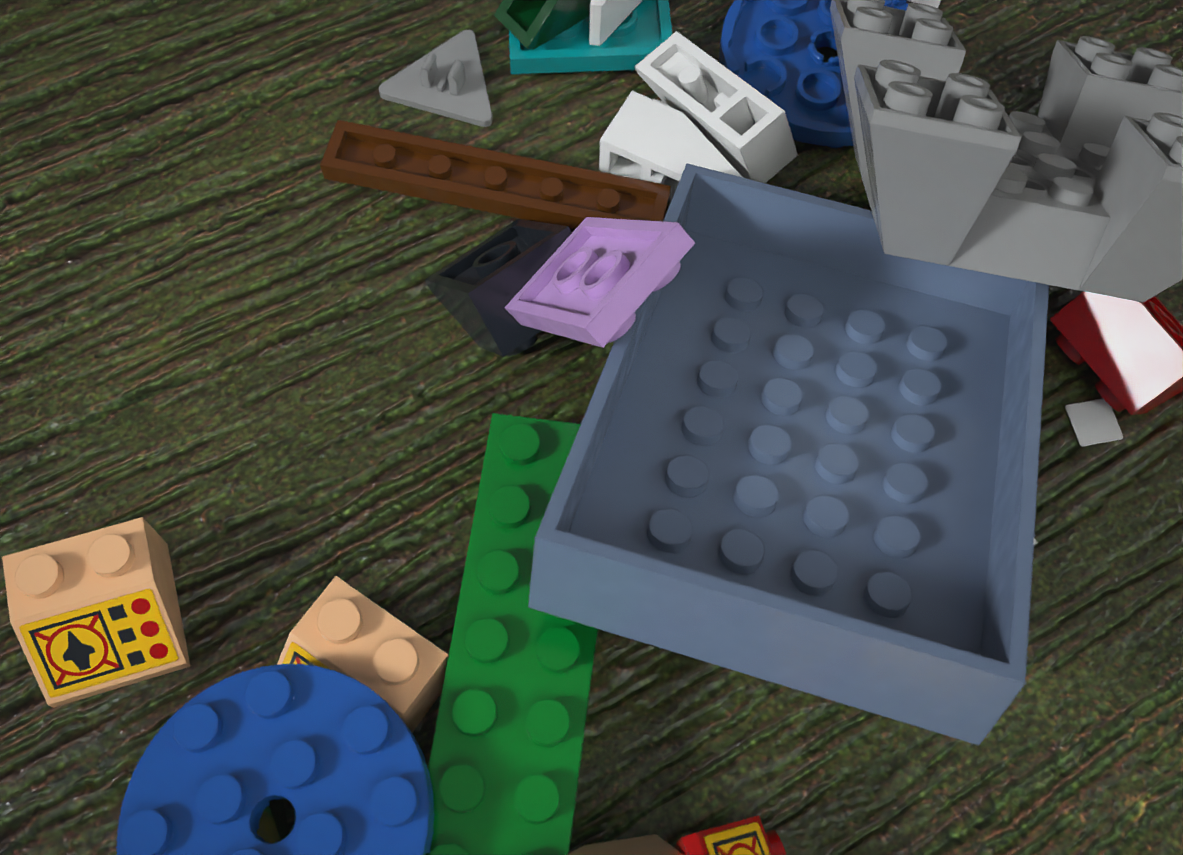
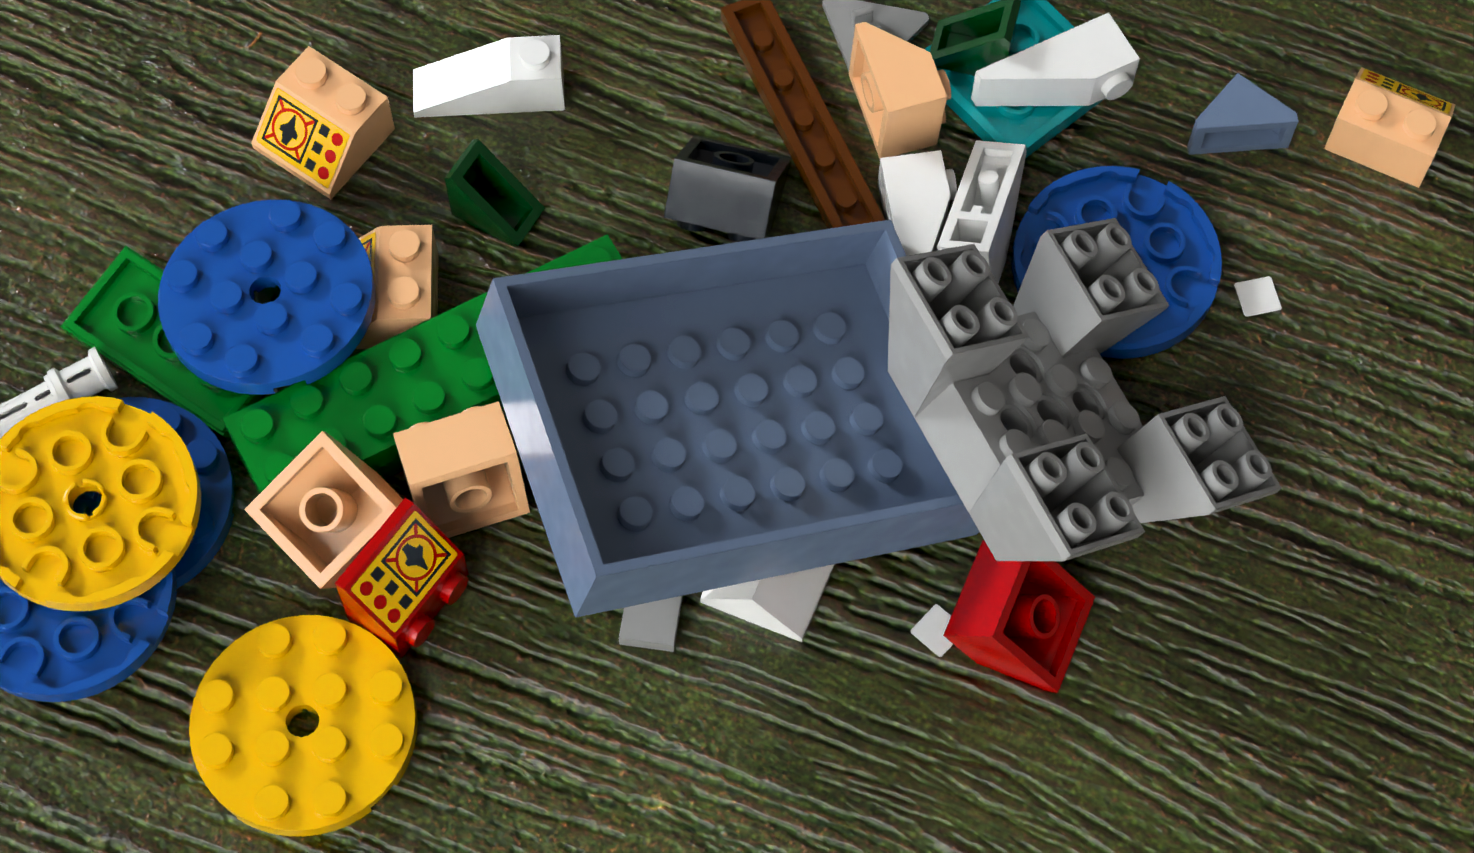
camera: 55 degrees right, 0 degrees up
(206, 408) = (493, 79): none -> white slope
(340, 499) = (490, 196): none -> dark green slope
(539, 81) = (897, 91): none -> light nougat slope
(601, 278) = (726, 216): lavender plate -> none
(650, 744) = (463, 470): none -> light nougat slope

